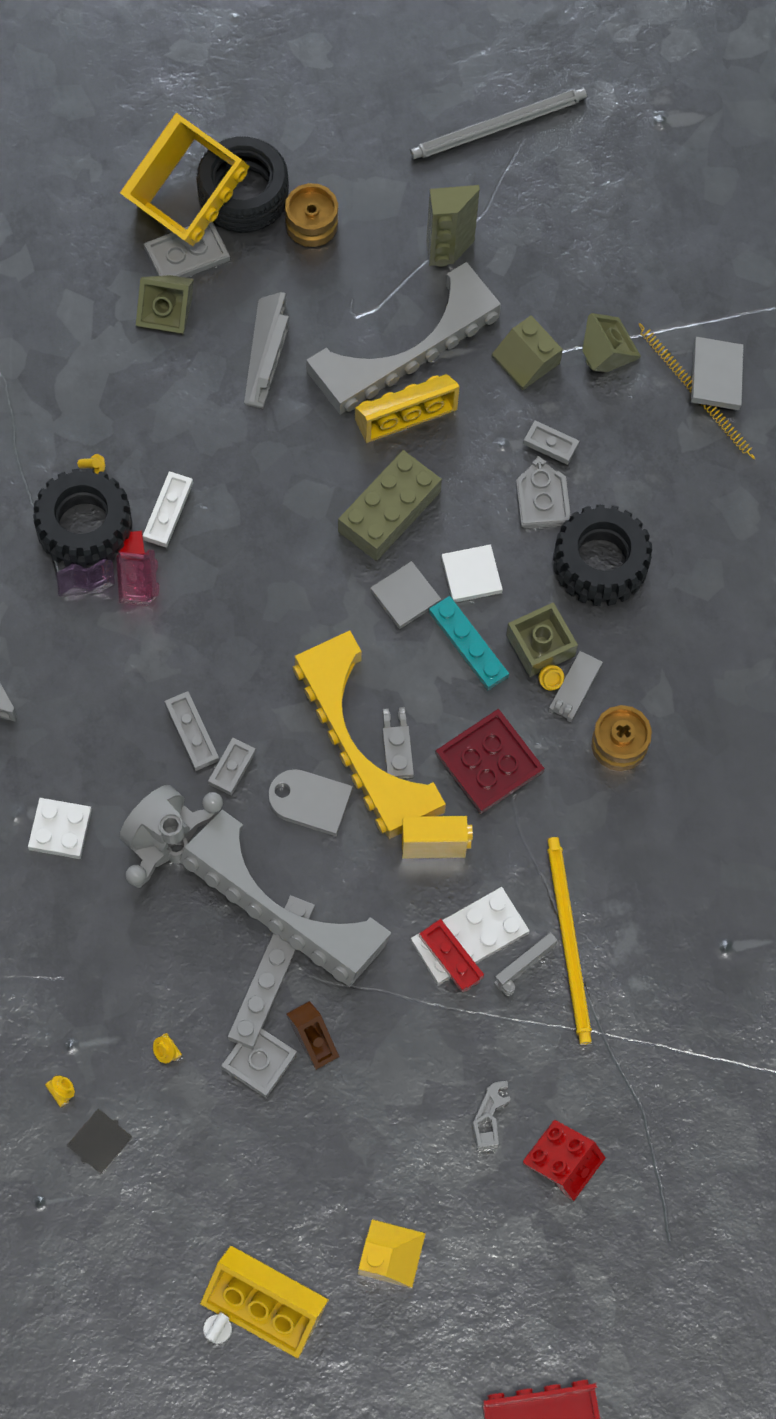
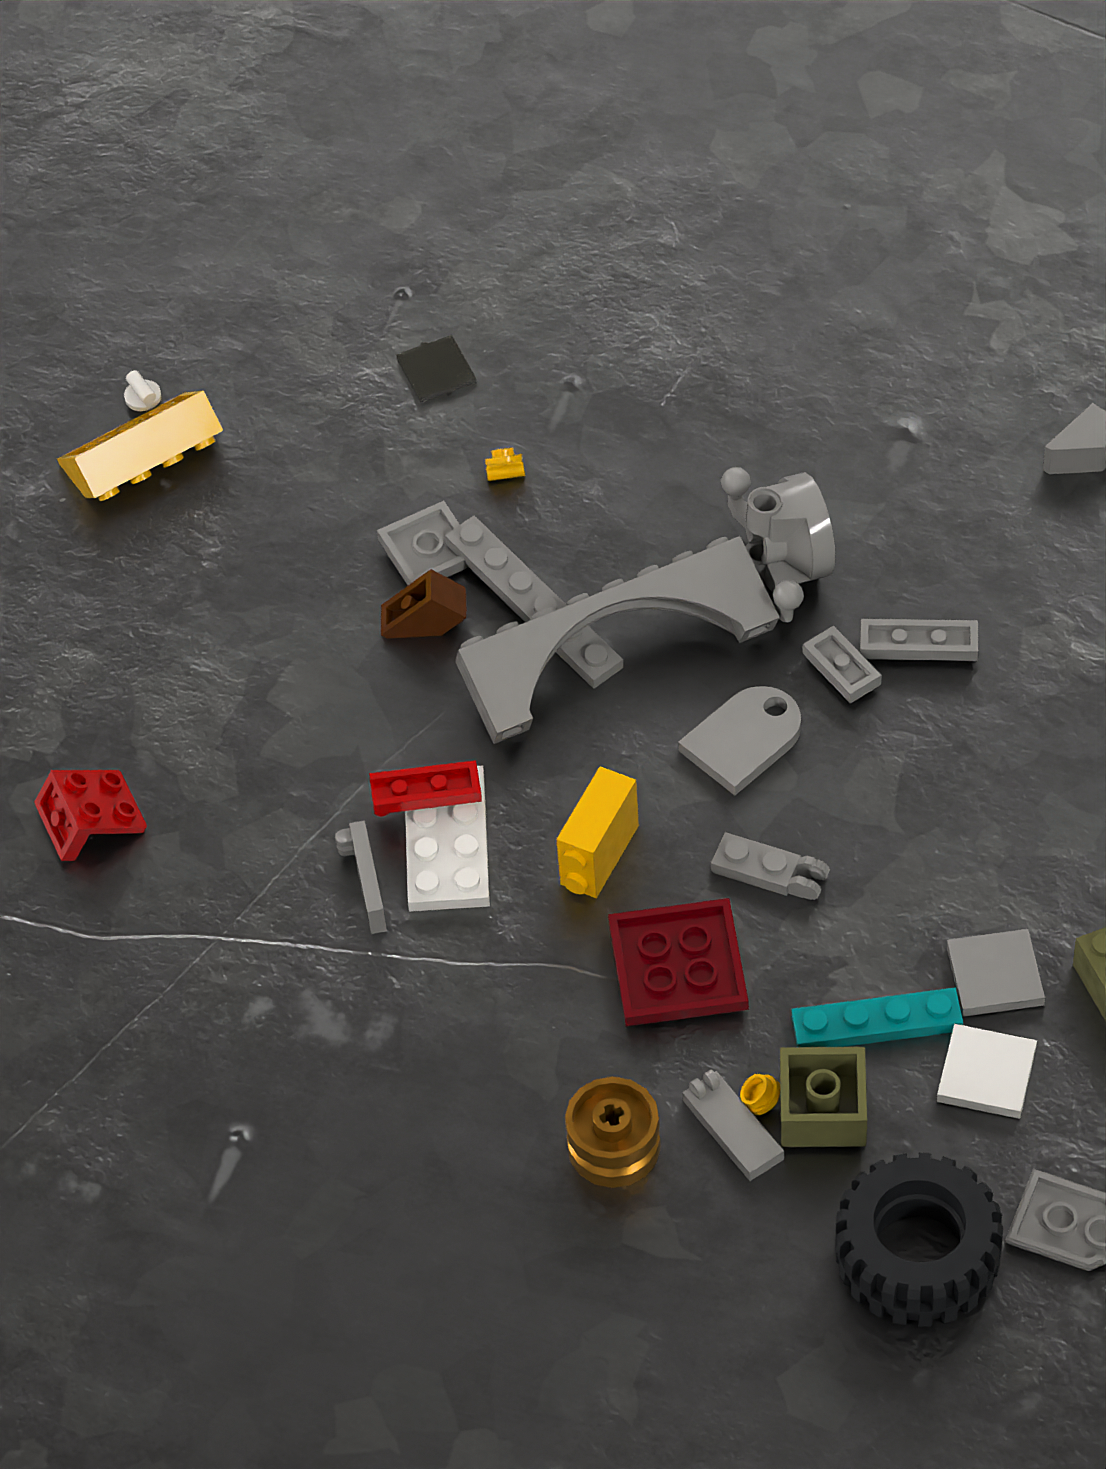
camera: 125 degrees right, 15 degrees down
(60, 828) = (862, 461): white plate -> none
(61, 1089) = (520, 347): yellow plate -> none
(325, 674) = (910, 815): yellow arch -> none
(391, 1253) = (106, 583): yellow slope -> none
(491, 1102) = (213, 763): light grey piece -> none
(569, 941) = (369, 946): yellow piece -> none

